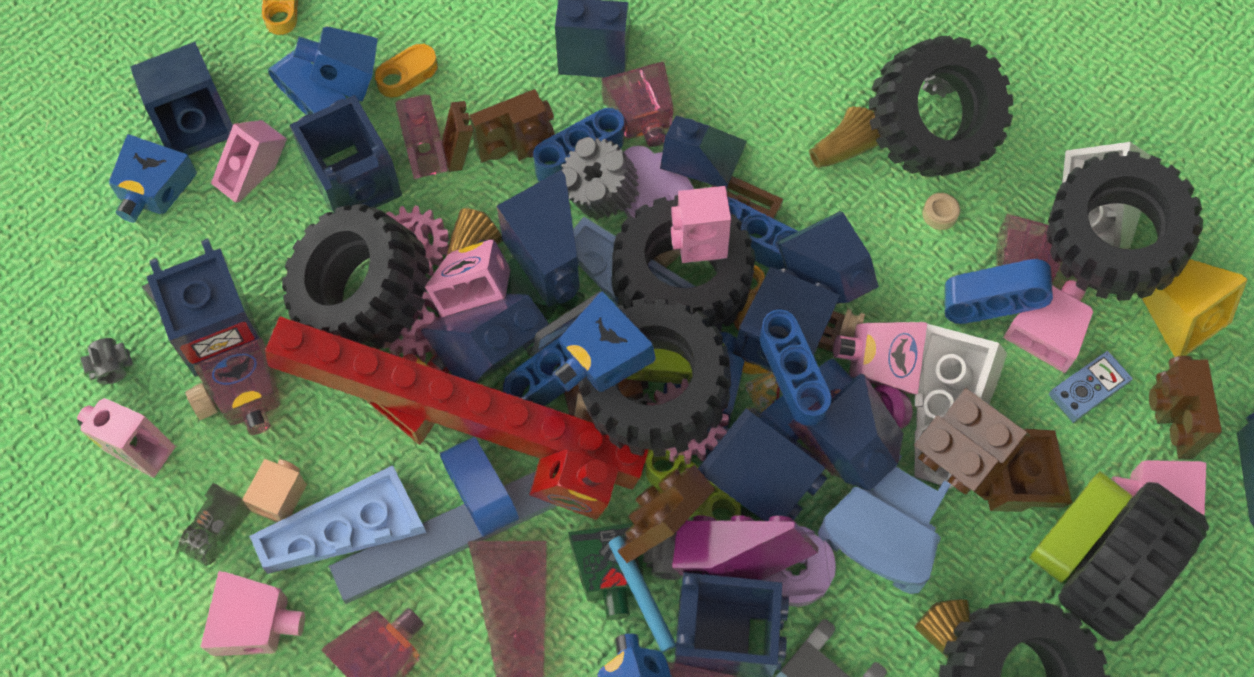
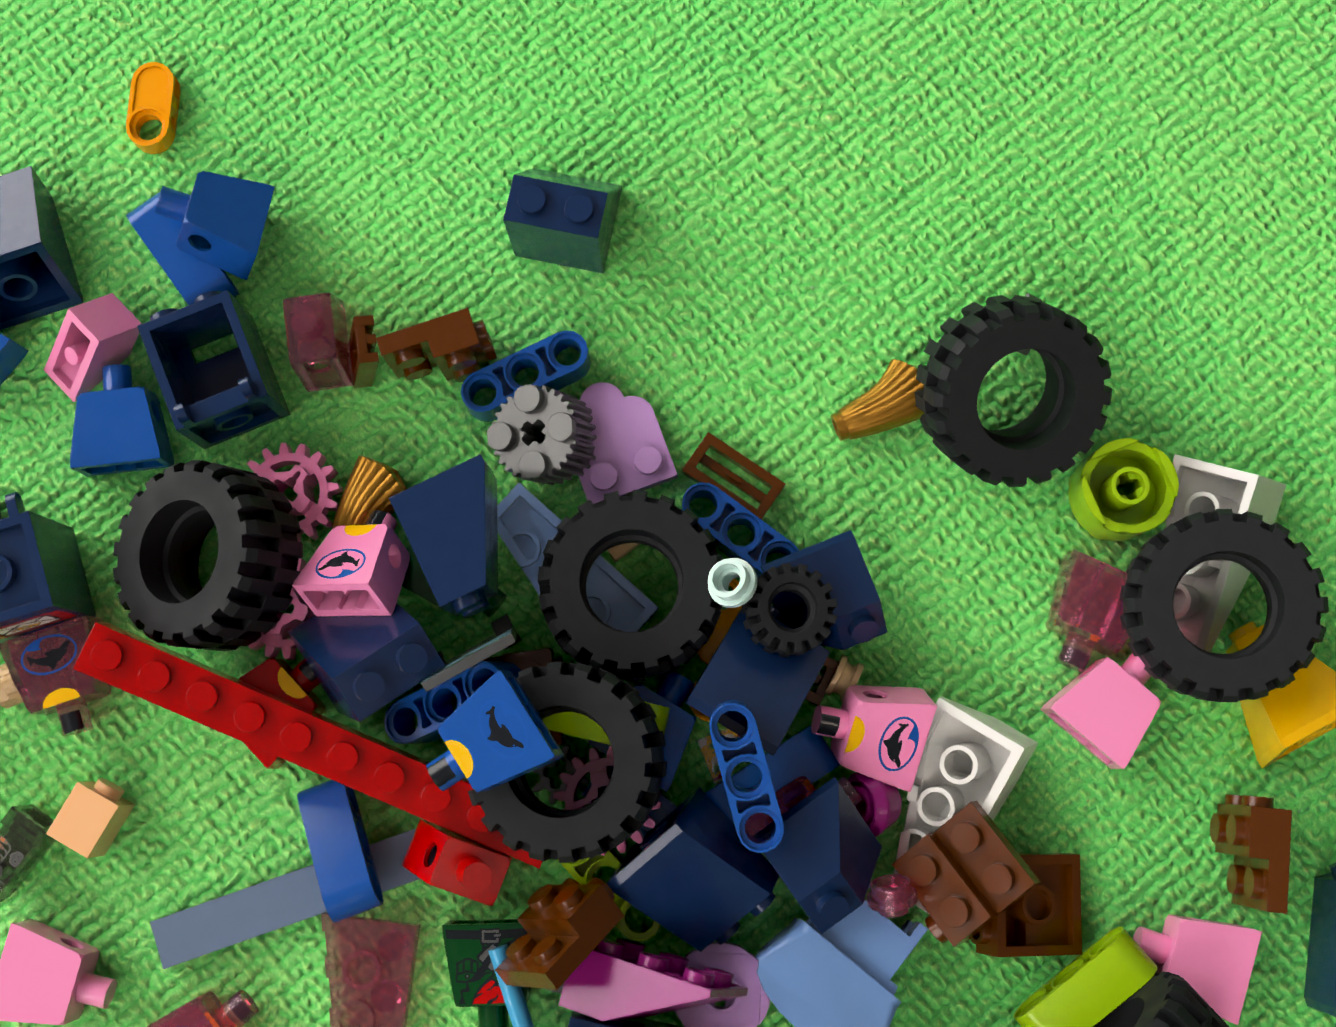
camera: 10 degrees right, 15 degrees up
(272, 212) = (119, 428): none -> blue torso
(345, 522) = (178, 868): light blue wing -> none
(412, 65) = (323, 227): light orange piece -> none
(643, 100) = (617, 320): clear pink torso -> none
(701, 152) = (687, 404): dark blue slope -> none
(701, 224) = (651, 562): bright pink brick -> none
(760, 241) = (723, 573): none -> light aqua plate
(813, 245) = (818, 603): none -> black tyre
(918, 460) = (891, 895): none -> clear pink plate
(941, 211) = (992, 521): tan tile -> none
(998, 291) = (1042, 662): blue beam -> none
(1032, 173) = (1122, 463): none -> lime brick
(1090, 386) = (1139, 795): medium blue tile -> none

